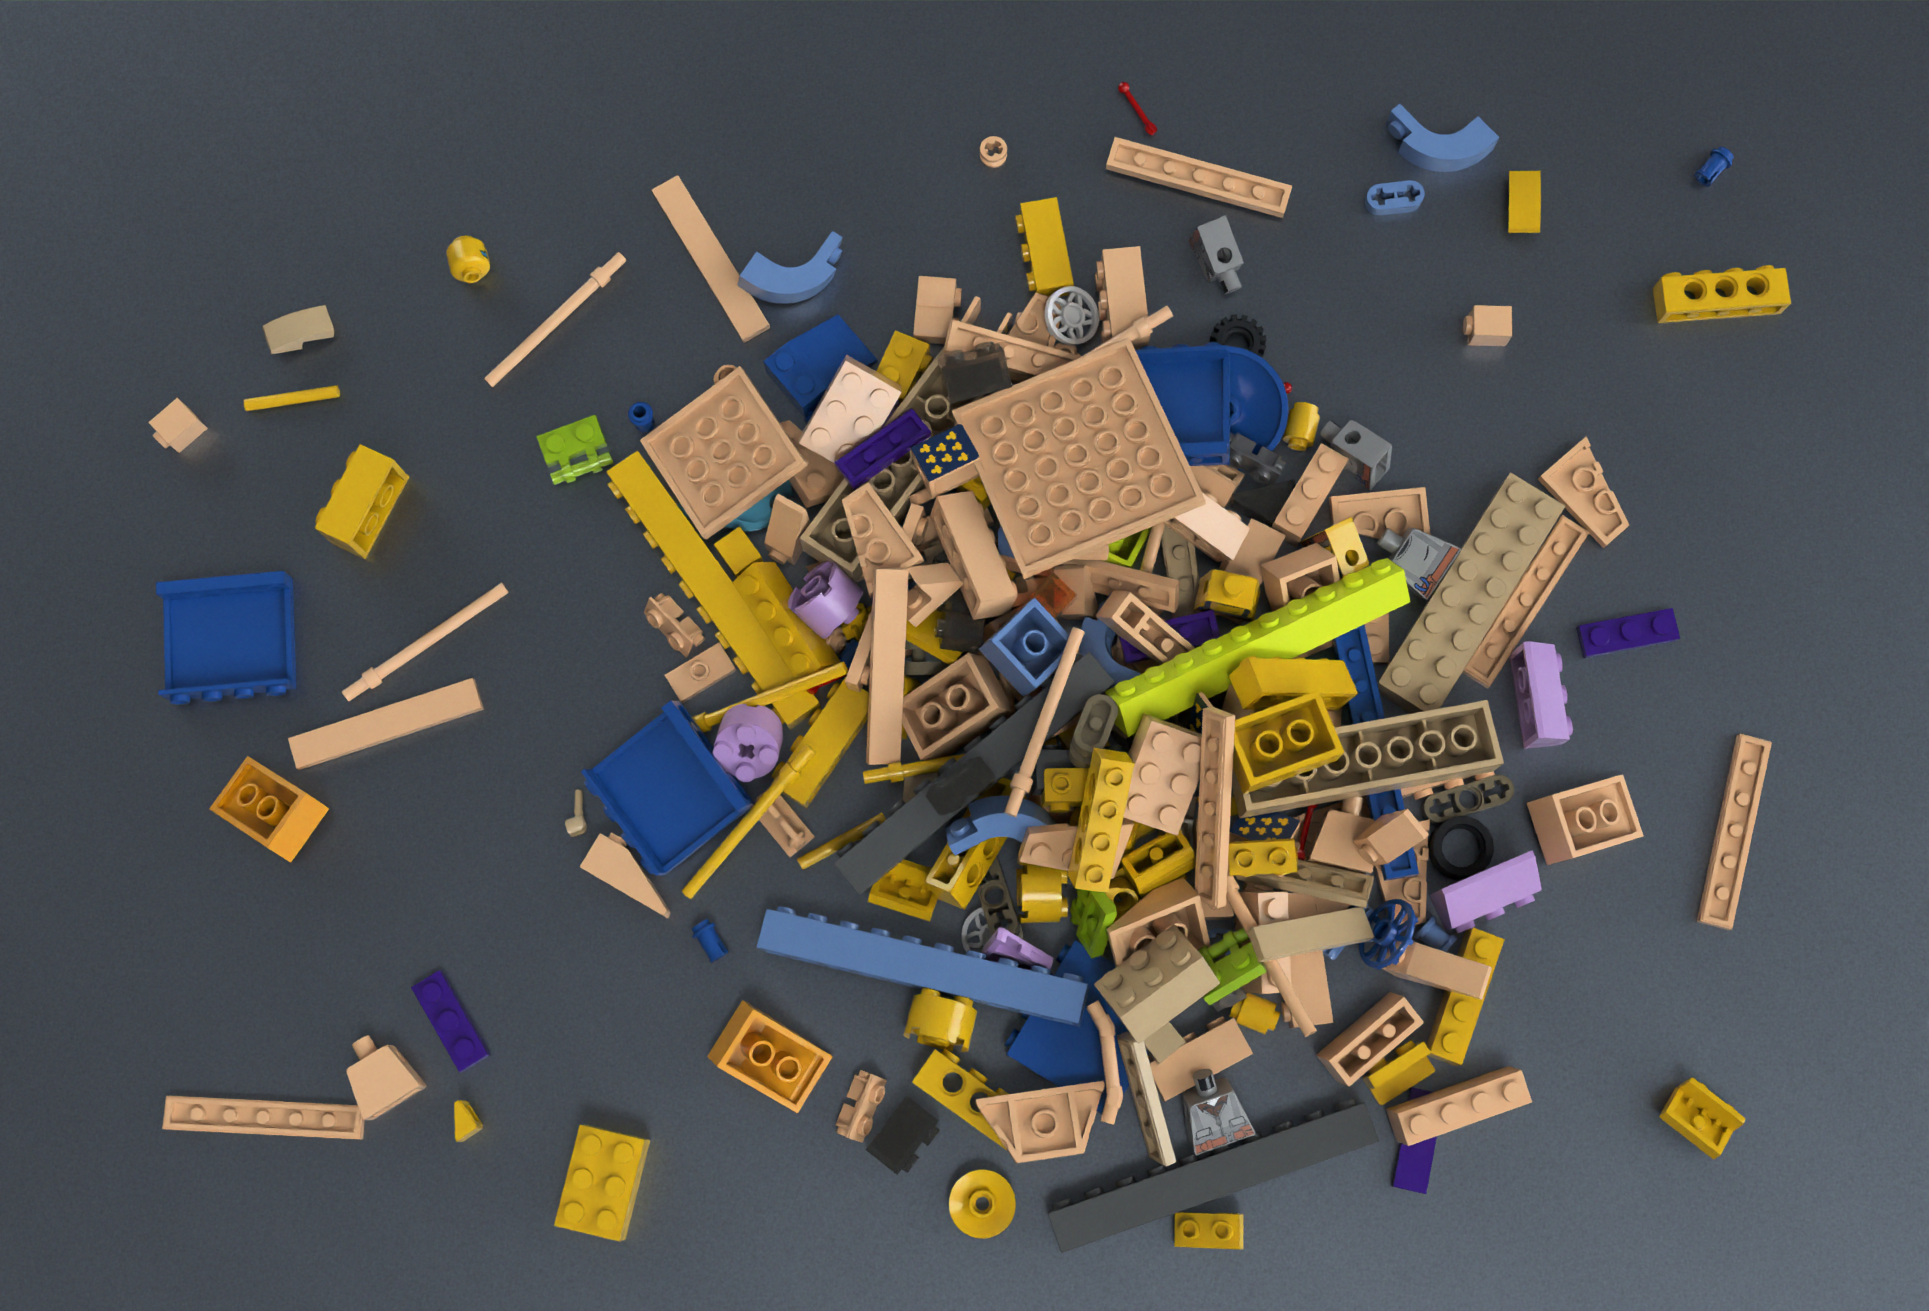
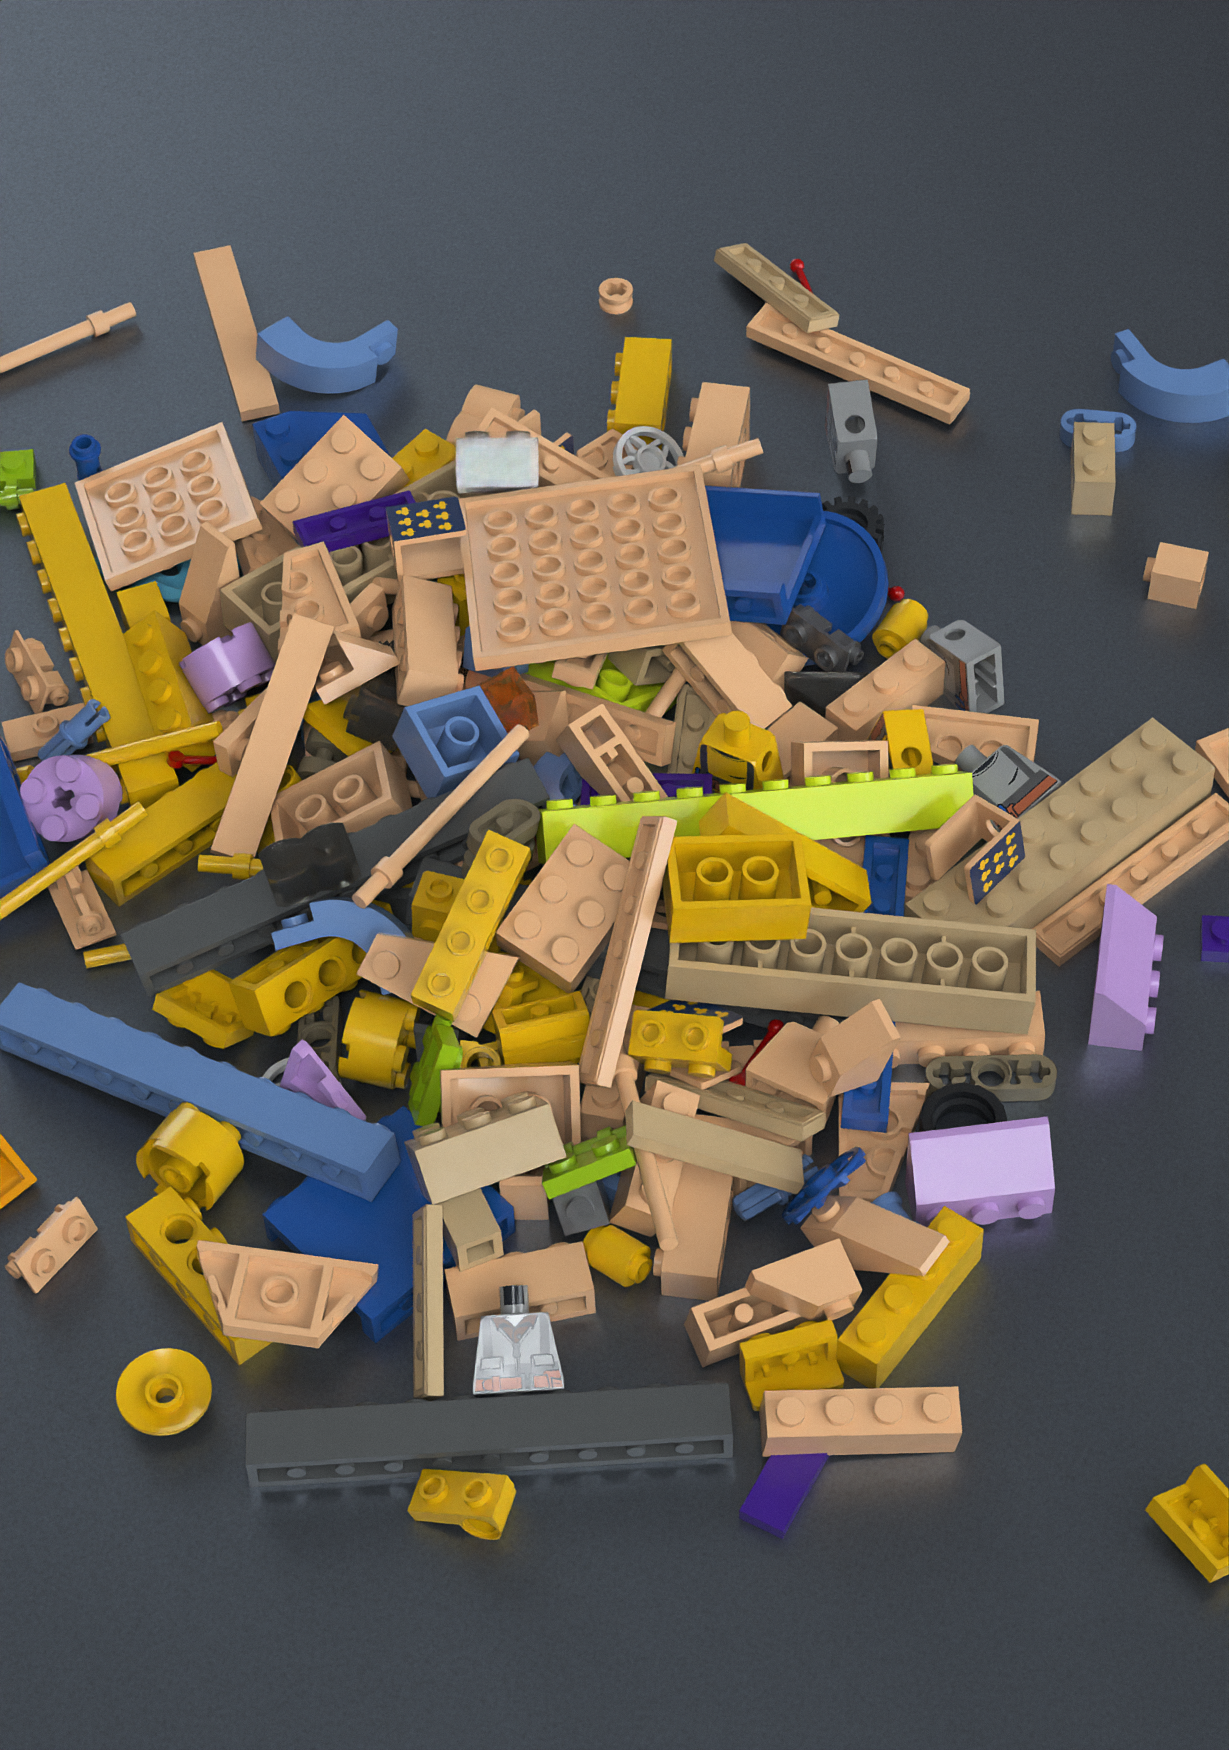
camera: 15 degrees right, 25 degrees down
(727, 679) = (74, 733): none -> medium blue axle
(903, 1135) = (91, 1286): clear smoke brick -> none
(1113, 1089) = (380, 1280): light nougat piece -> none
(1118, 120) = (776, 288): none -> tan tile
(1403, 241) = (1093, 468): none -> tan brick
(1406, 1023) = (809, 1282): none -> light nougat slope
(1433, 613) = (962, 832): none -> light nougat piece
(1584, 819) = (1143, 1131): light nougat slope -> none

